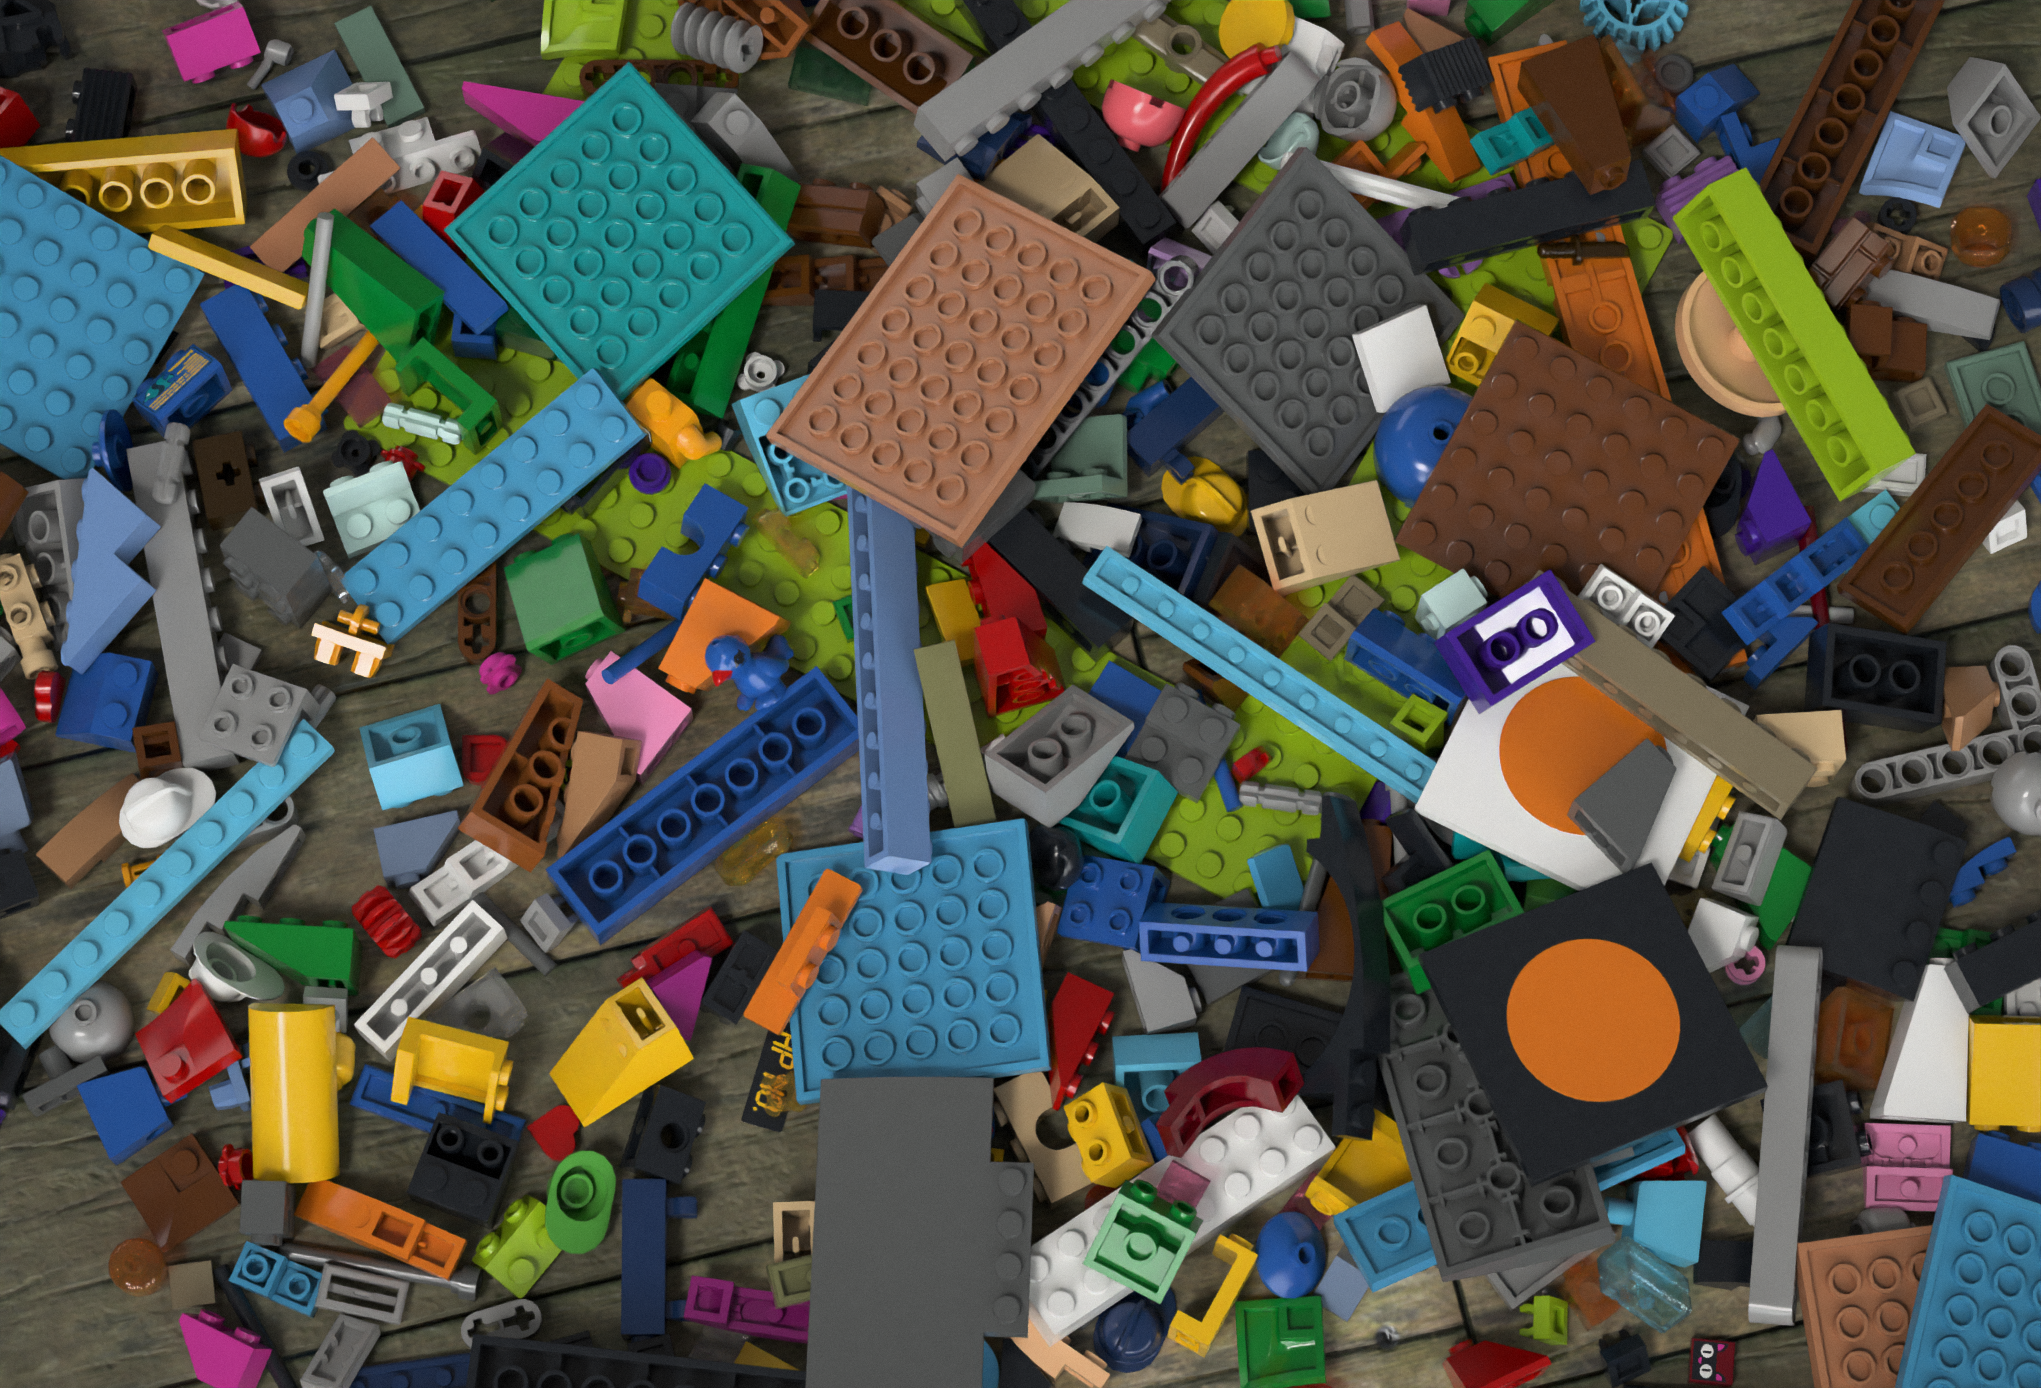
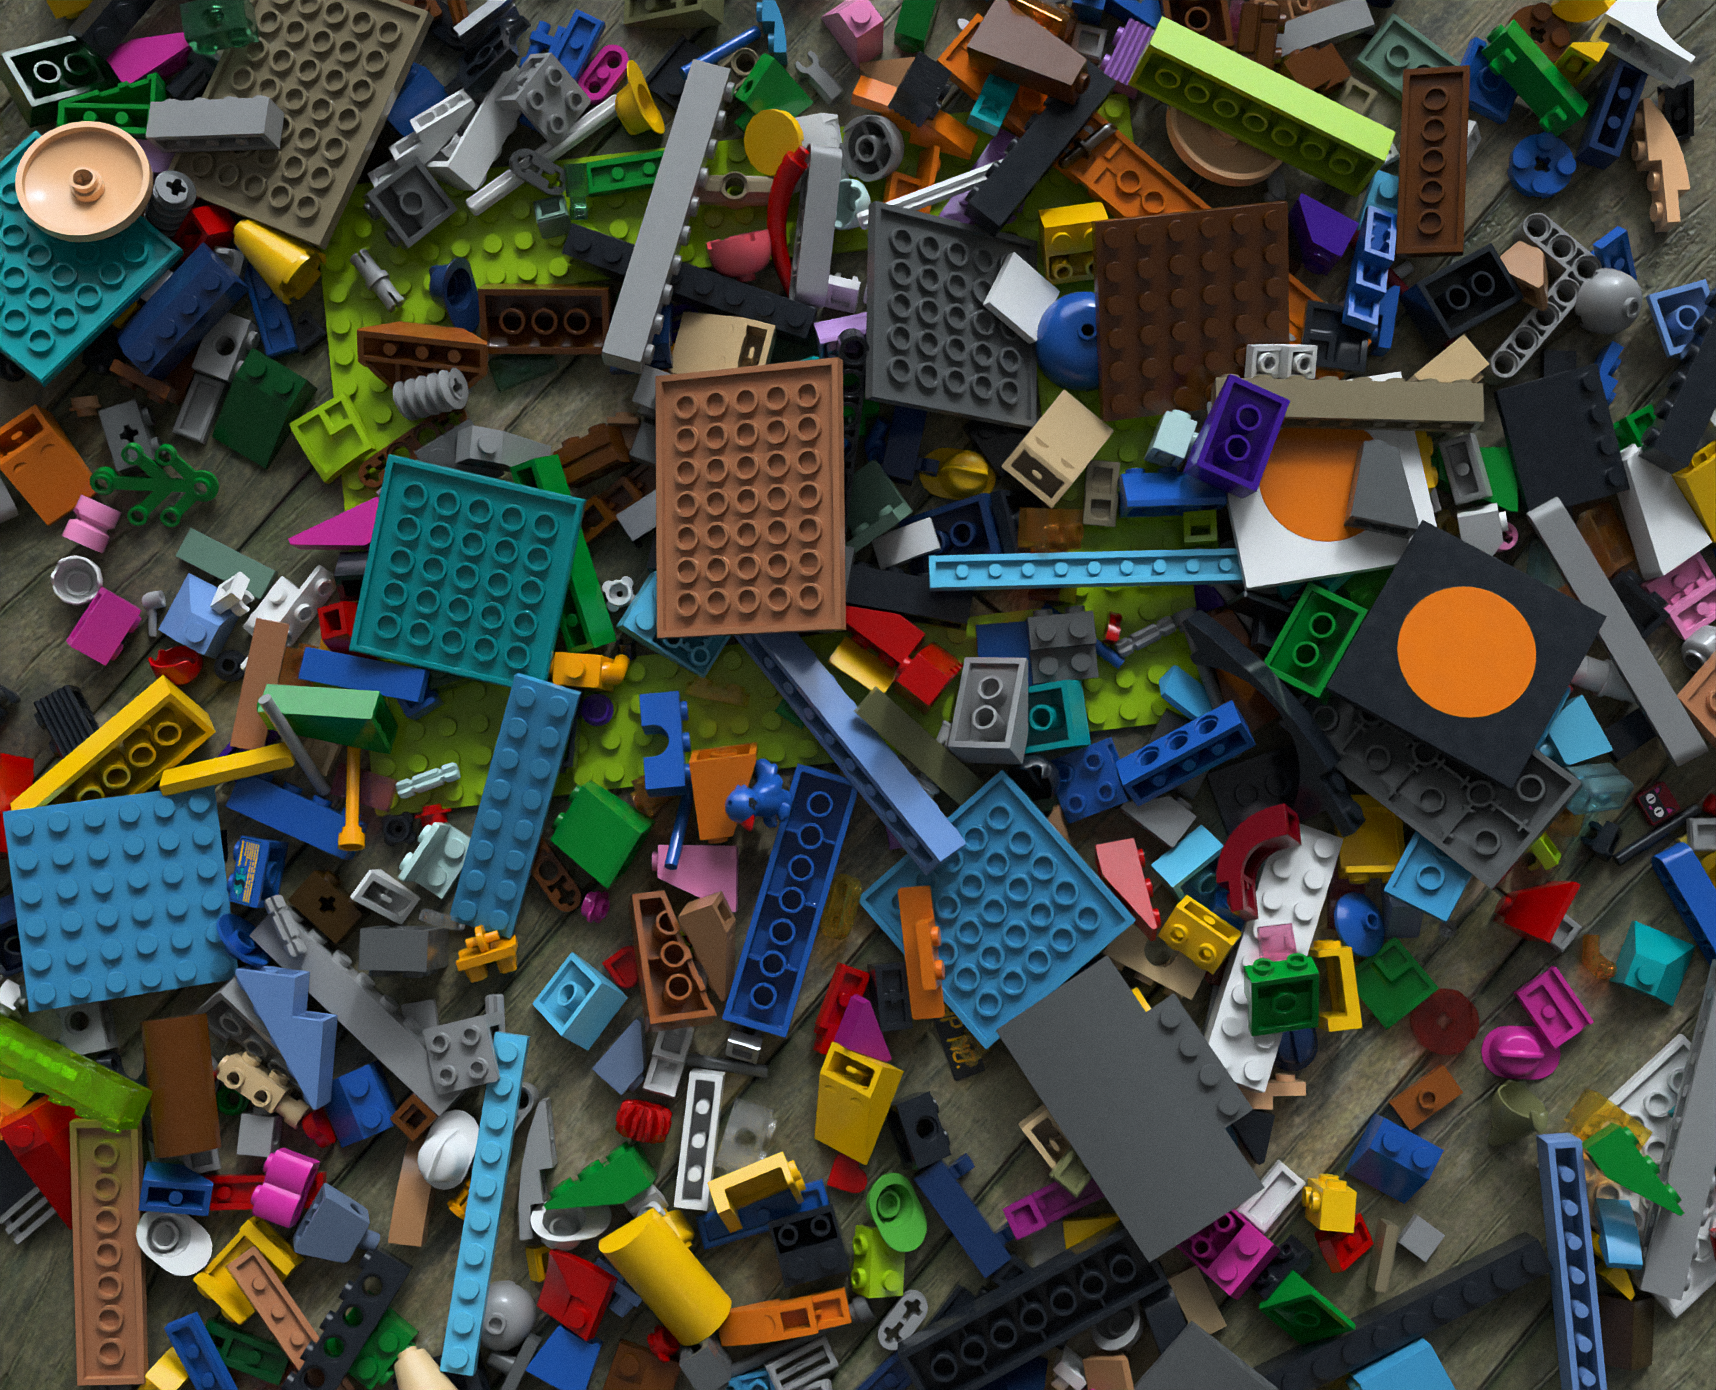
camera: 30 degrees left, 10 degrees up
(480, 410) = (464, 758): green panel -> none

